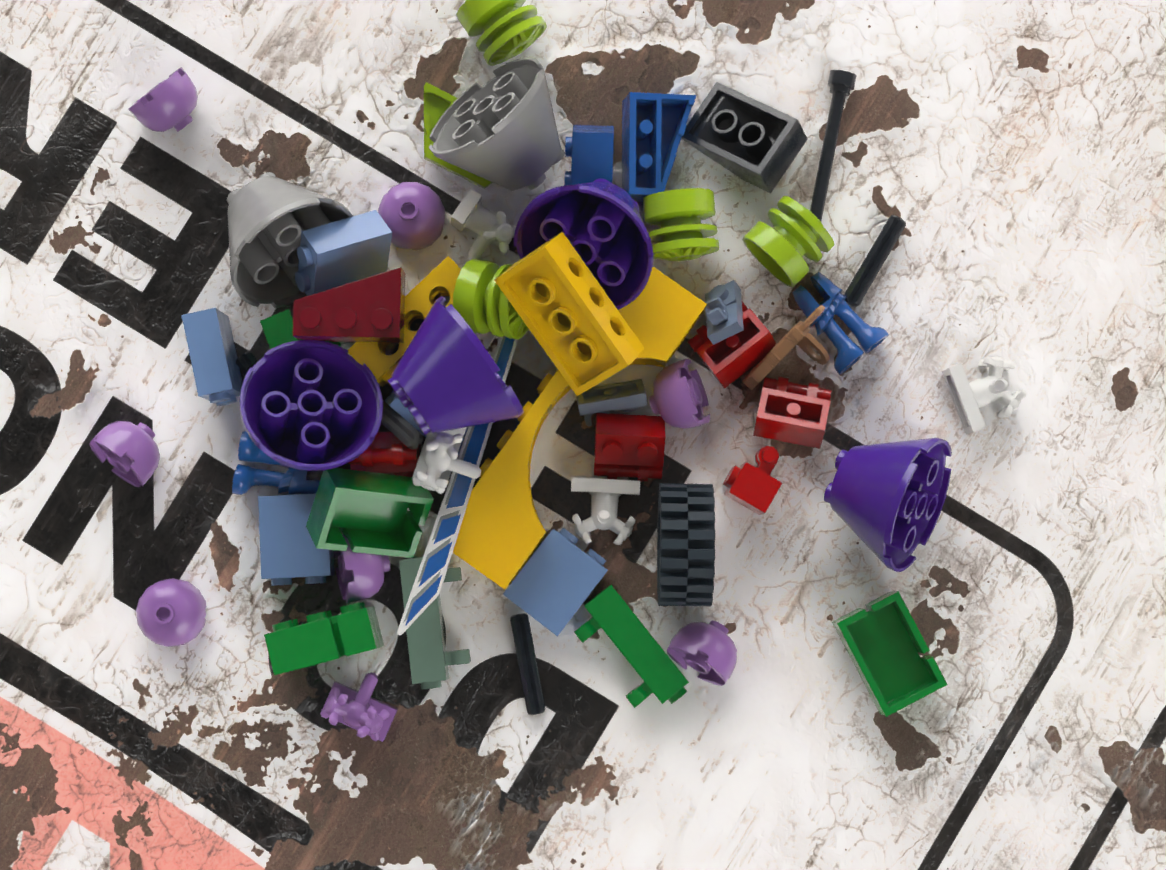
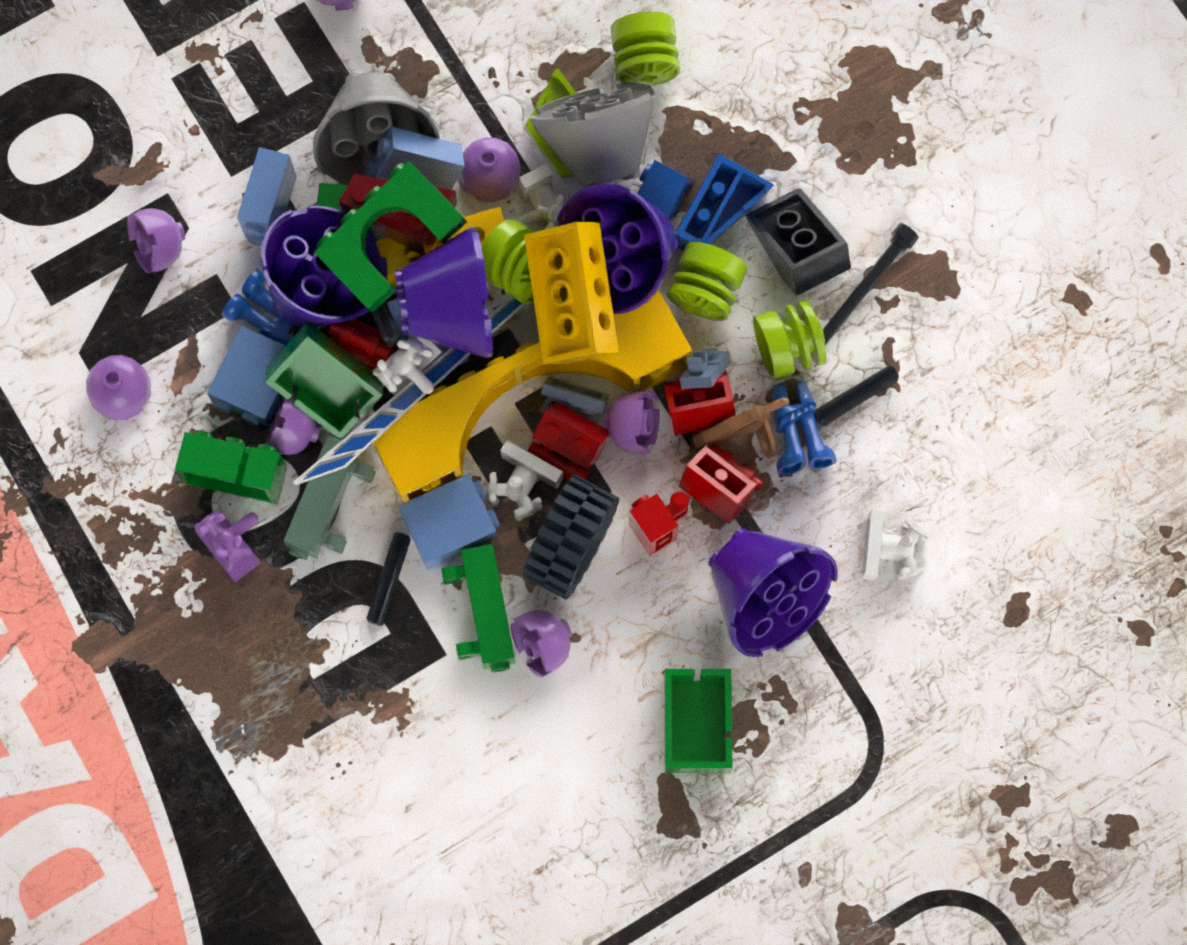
camera: 25 degrees right, 10 degrees down
(328, 385) = (404, 192): none -> green arch

